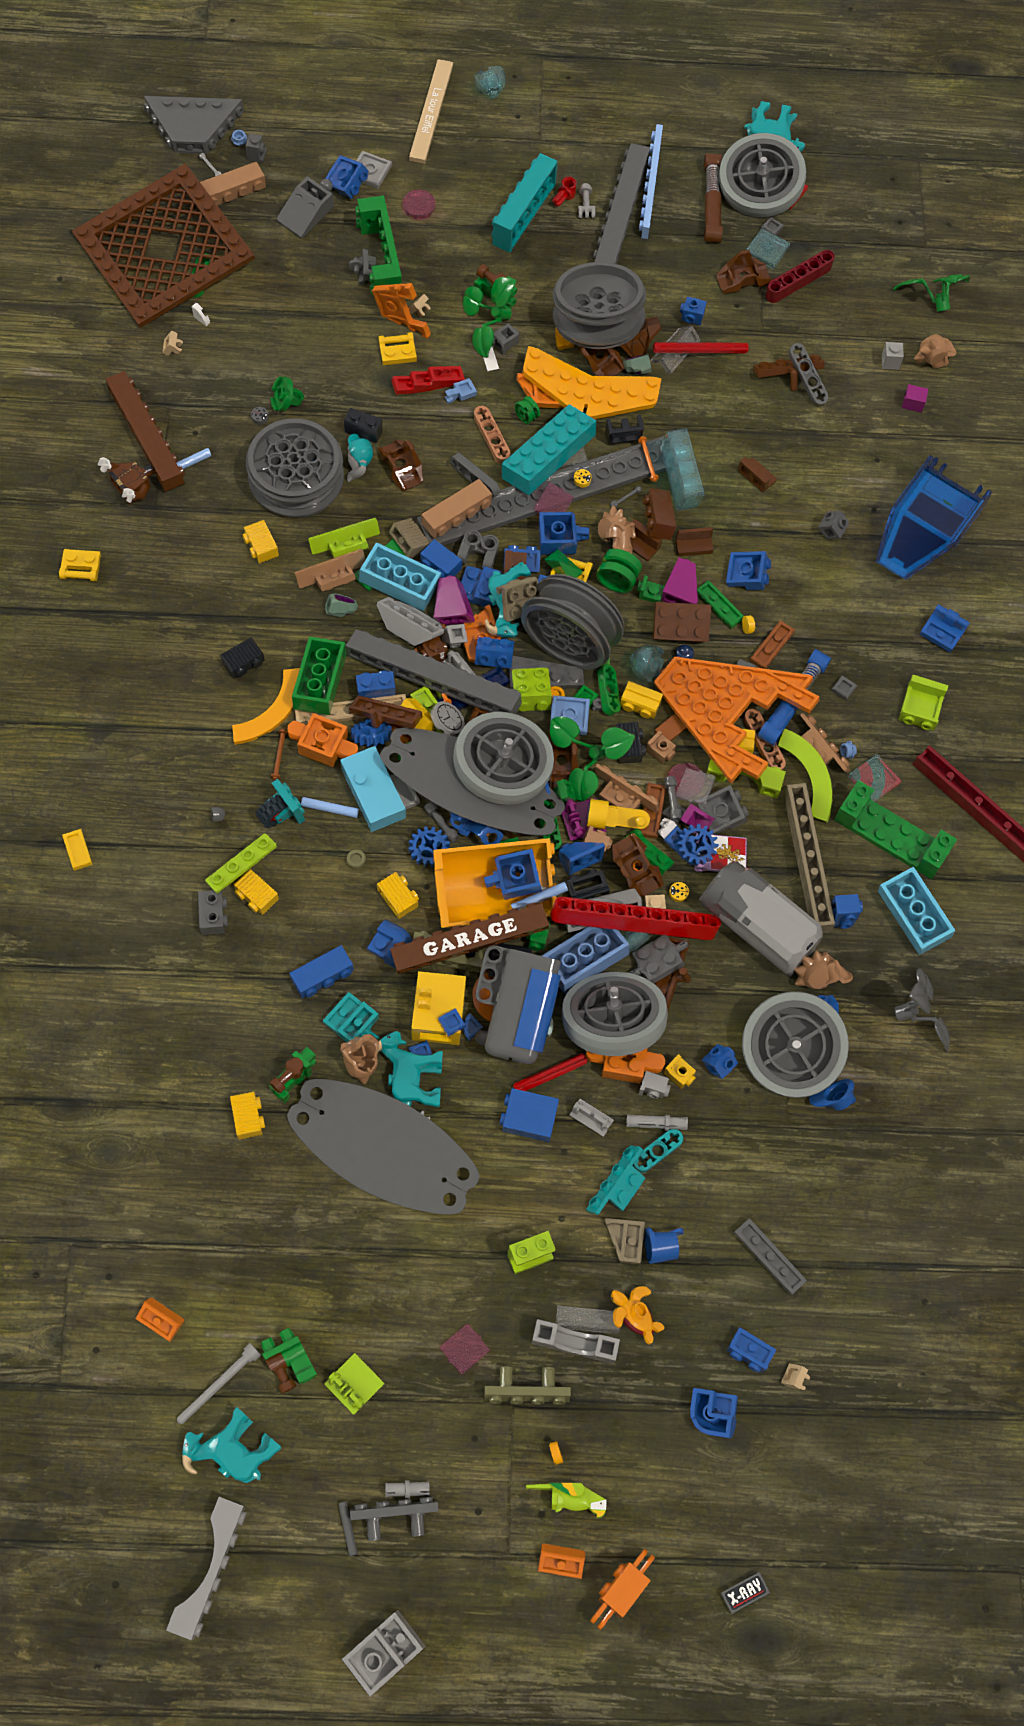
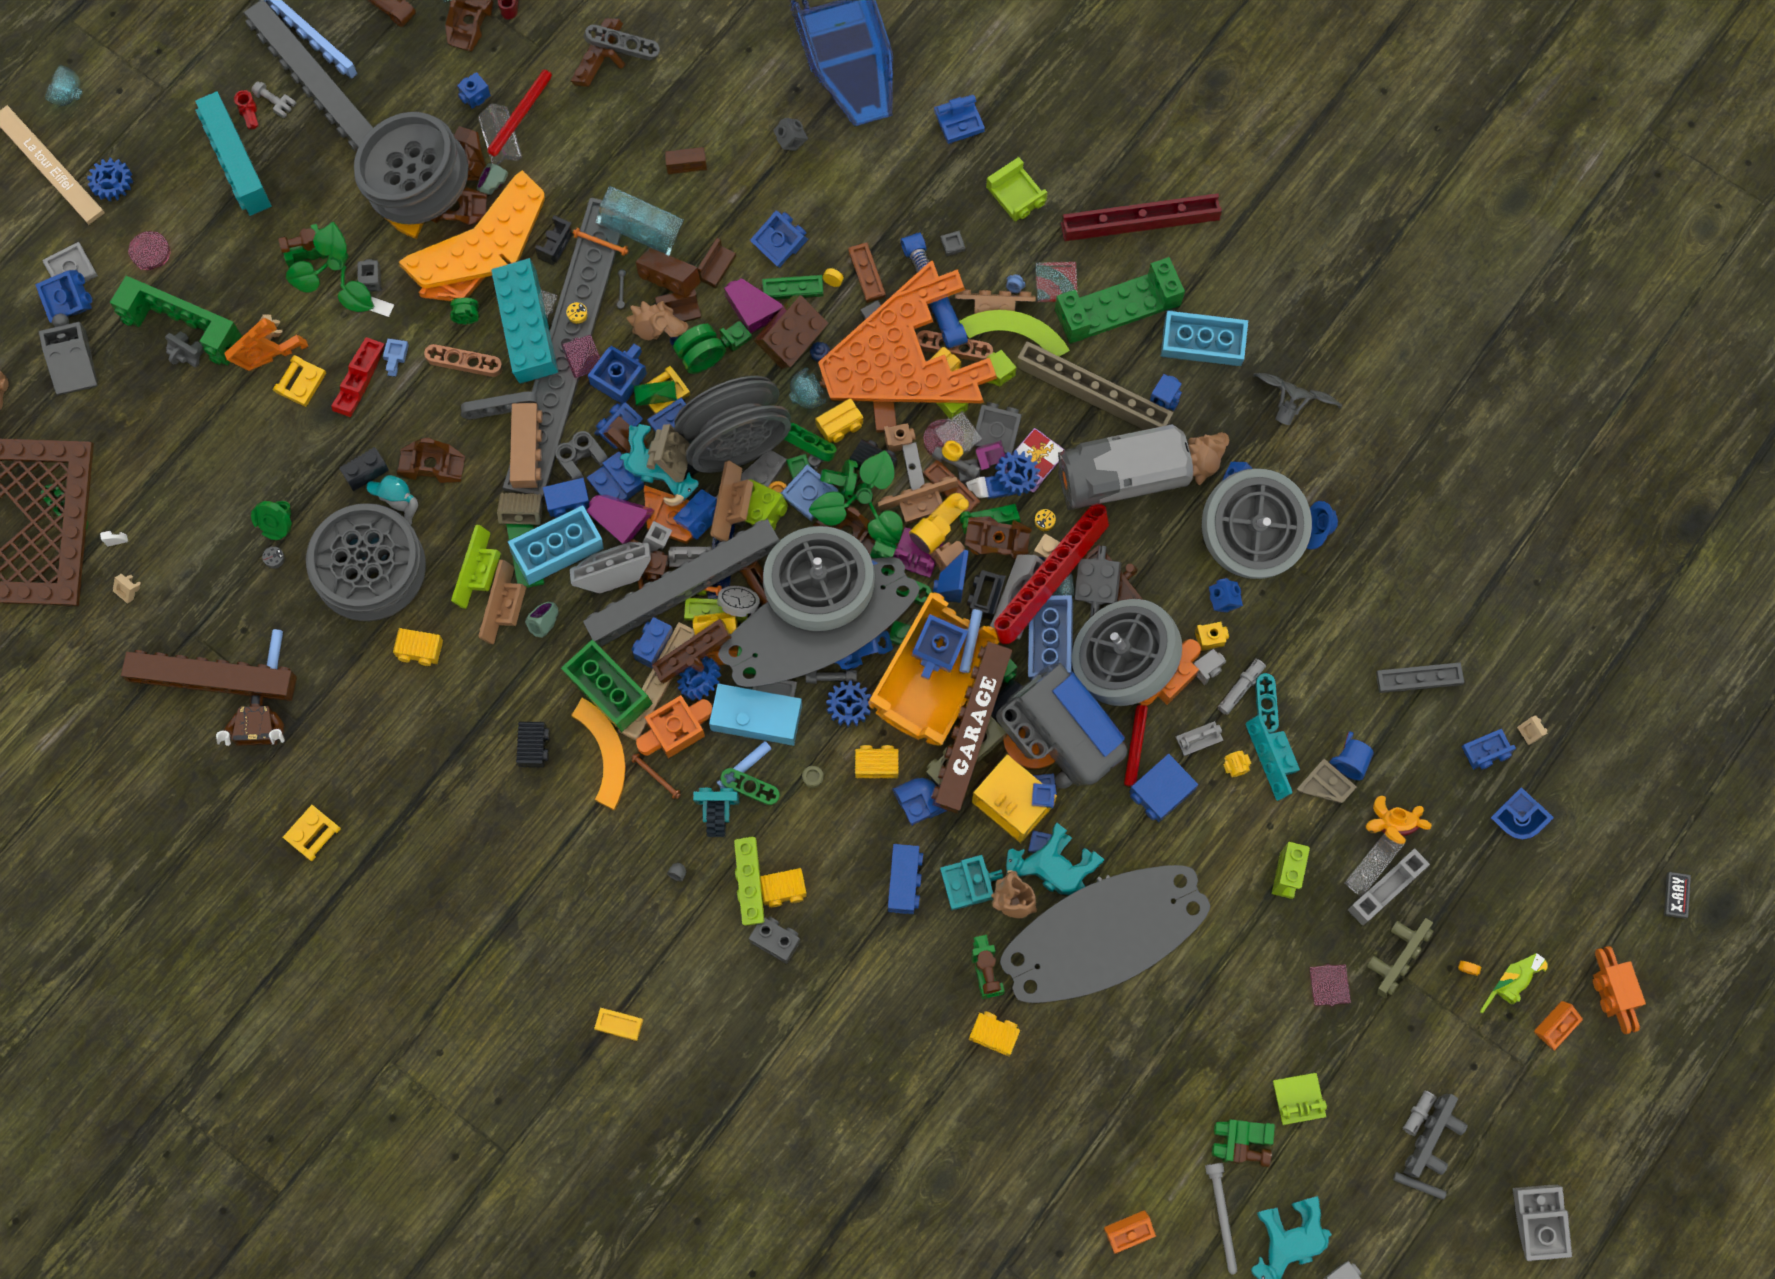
camera: 50 degrees left, 5 degrees up
(317, 805) = (762, 798): none -> green beam
(449, 149) = (110, 179): none -> blue gear
(517, 664) = (731, 502): none -> medium nougat bracket
(590, 1158) = (1237, 763): none -> yellow gear
(594, 726) = (845, 479): none -> green tile
(652, 768) = (911, 458): none -> light grey piece
(678, 788) = (952, 450): none -> yellow tile

